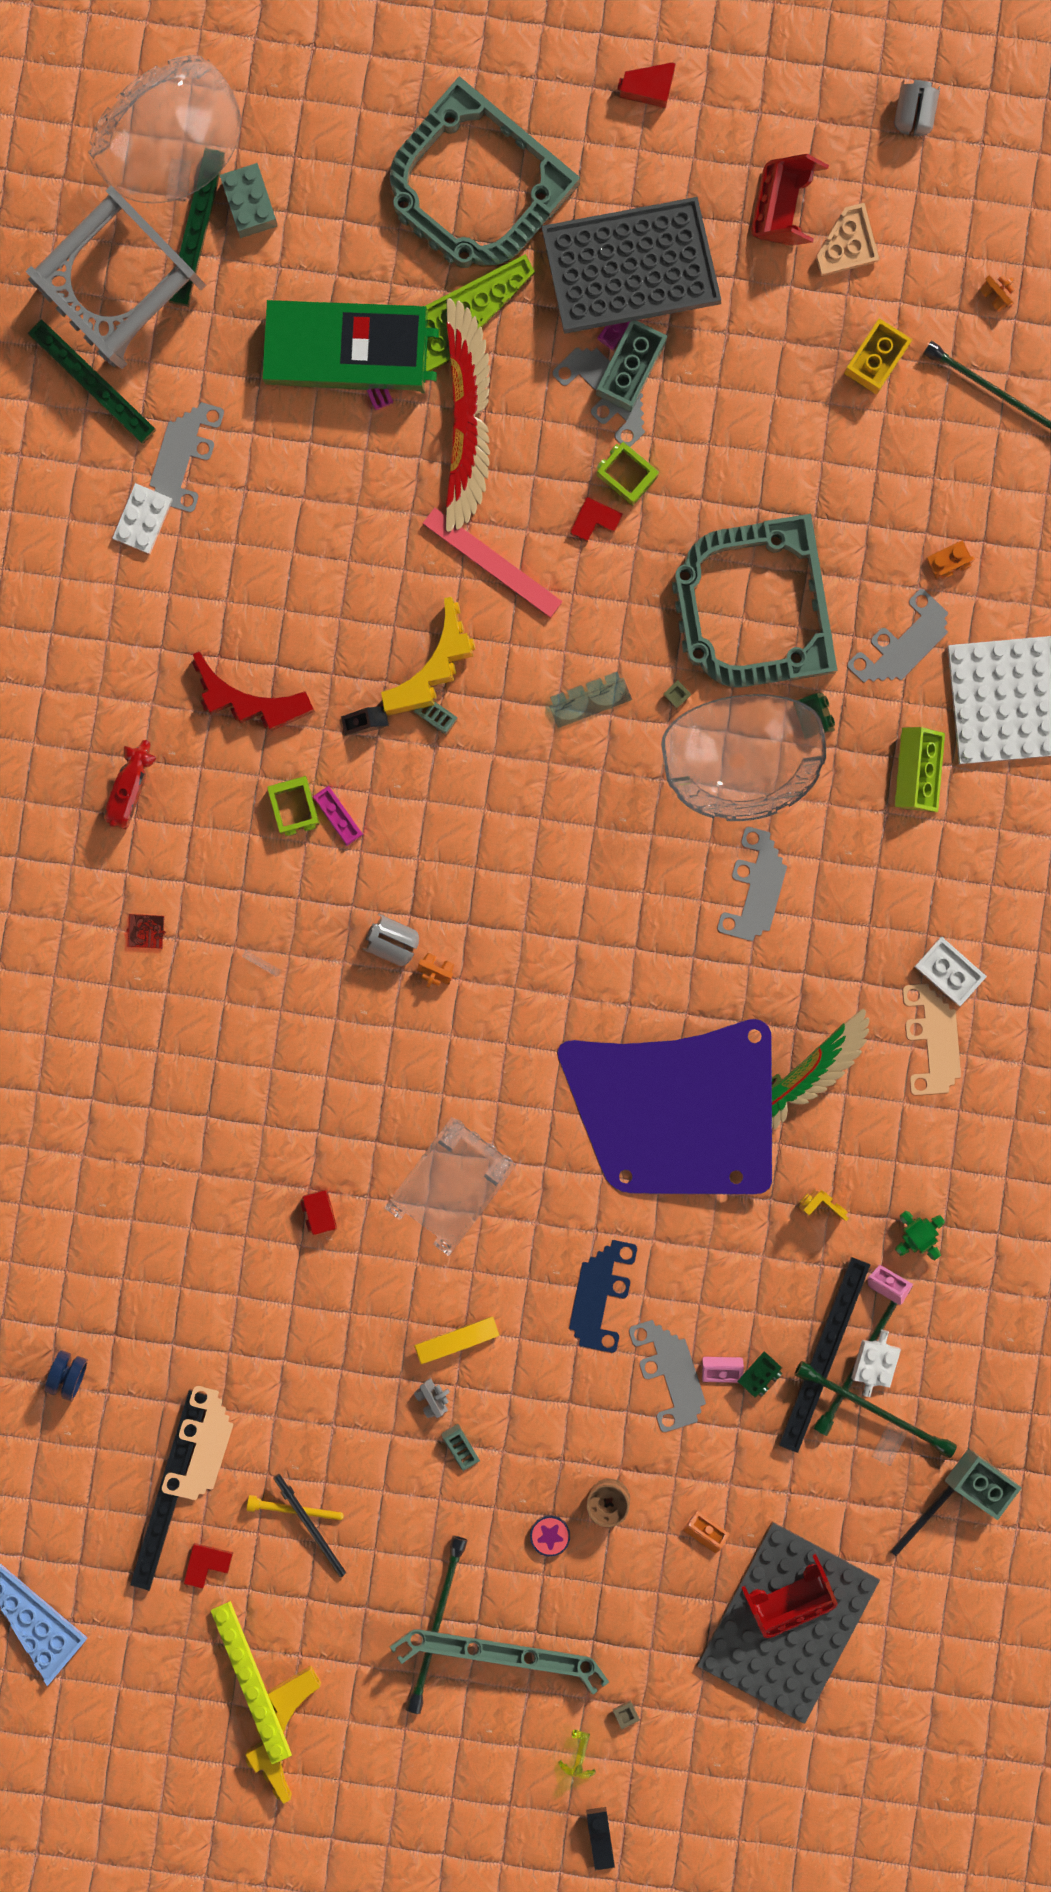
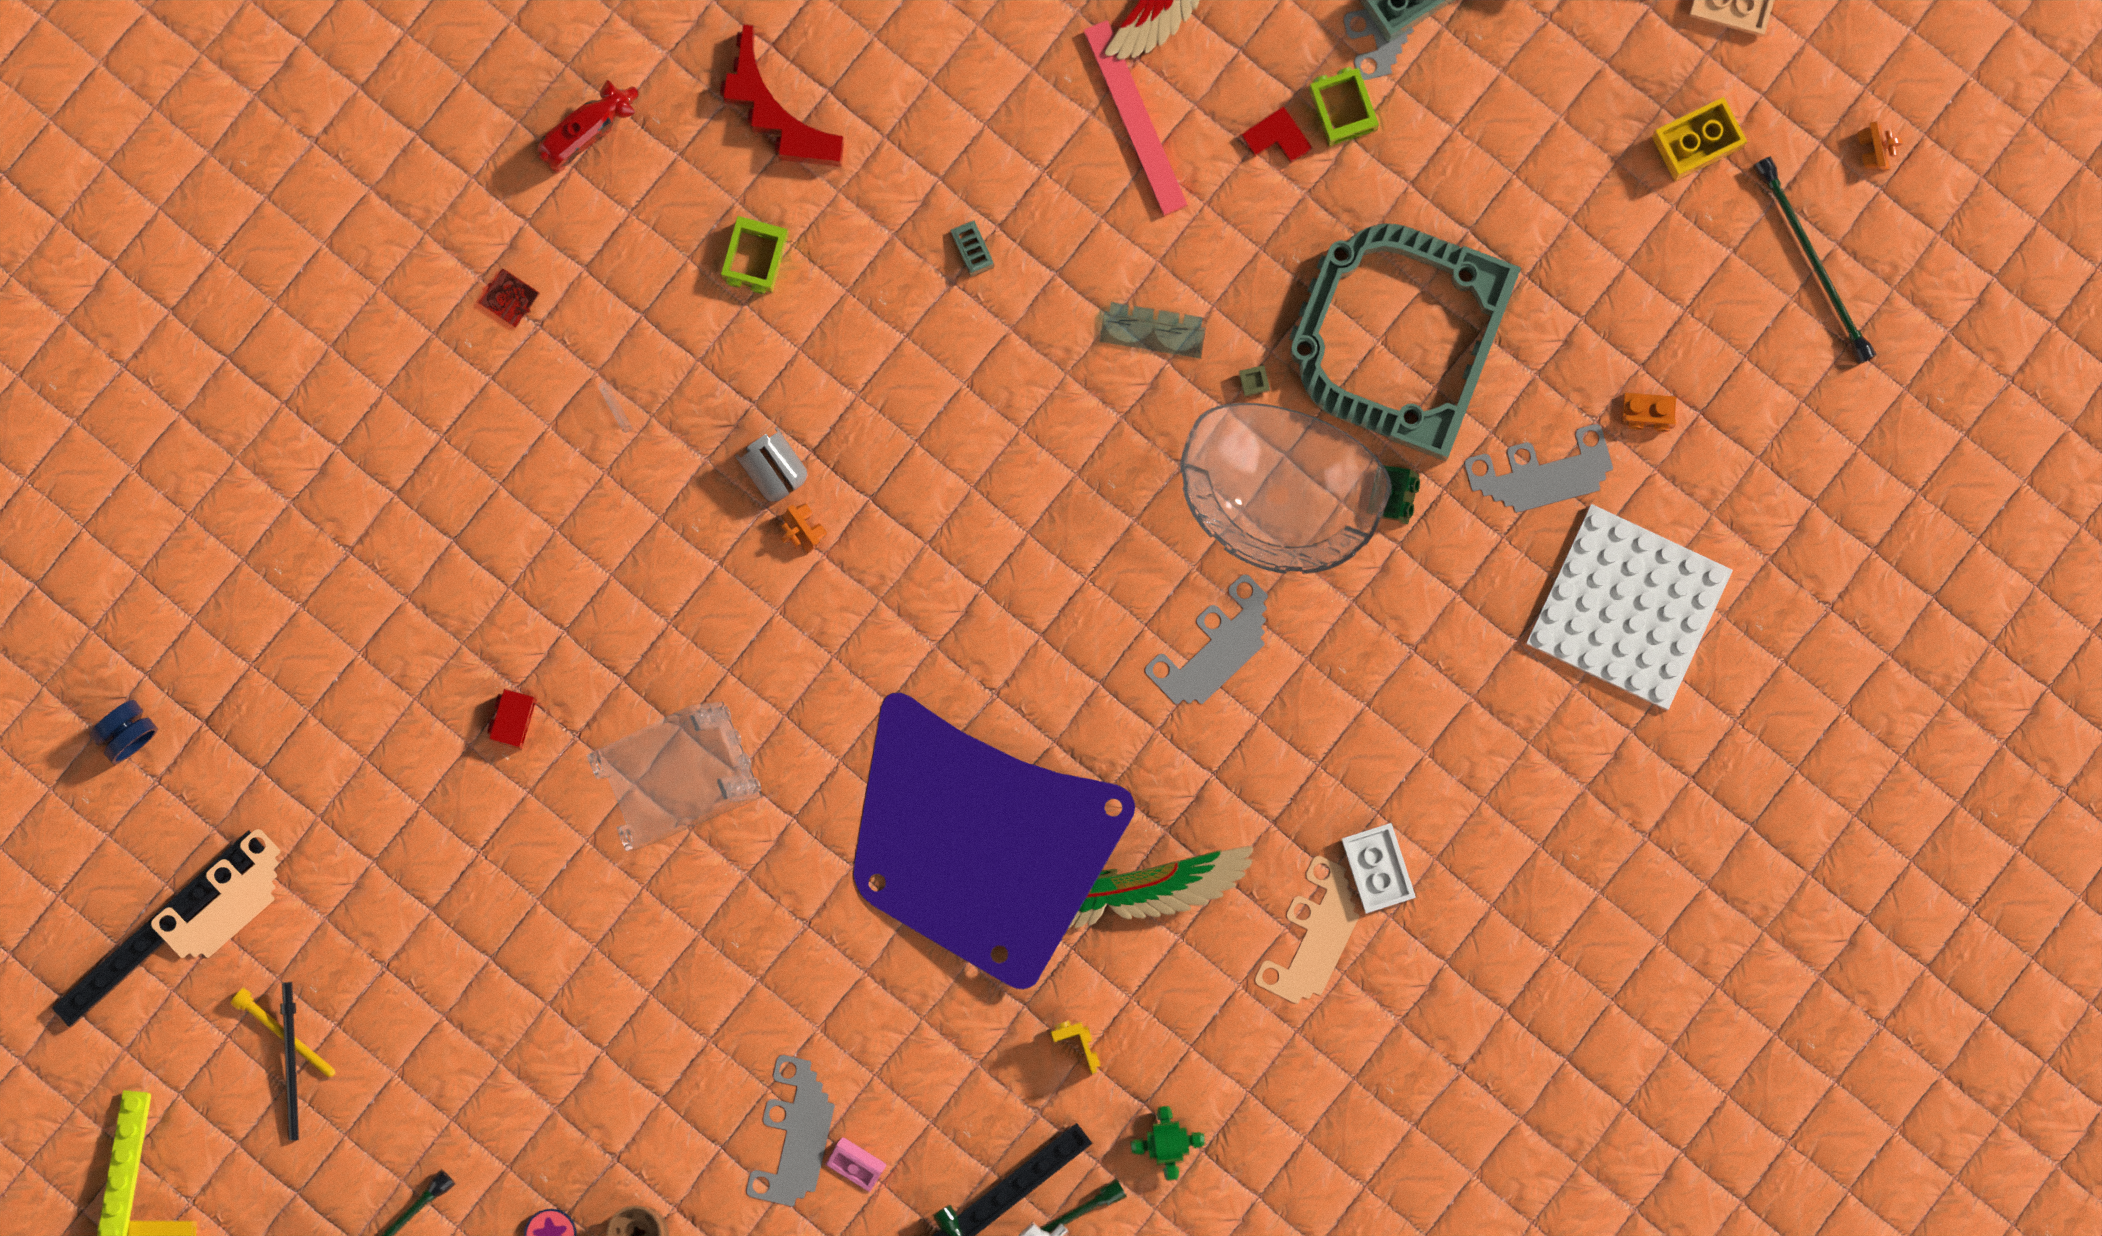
camera: 35 degrees right, 5 degrees down
(206, 1558) = (146, 1030): red tile -> none
(337, 815) = (797, 295): dark pink tile -> none
(364, 720) = (890, 207): black slope -> none
(435, 1396) = (516, 1001): light grey hips -> none
(451, 1433) = (510, 1098): sand green slope -> none
(452, 647) = (968, 208): yellow arch -> none
(456, 1340) = (578, 952): yellow slope -> none
(591, 1295) = (760, 992): dark blue piece -> none
(760, 1374) = (894, 1194): dark green bracket -> none
(889, 1284) = (1100, 1178): bright pink slope -> none
(919, 769) = (1477, 622): lime slope -> none

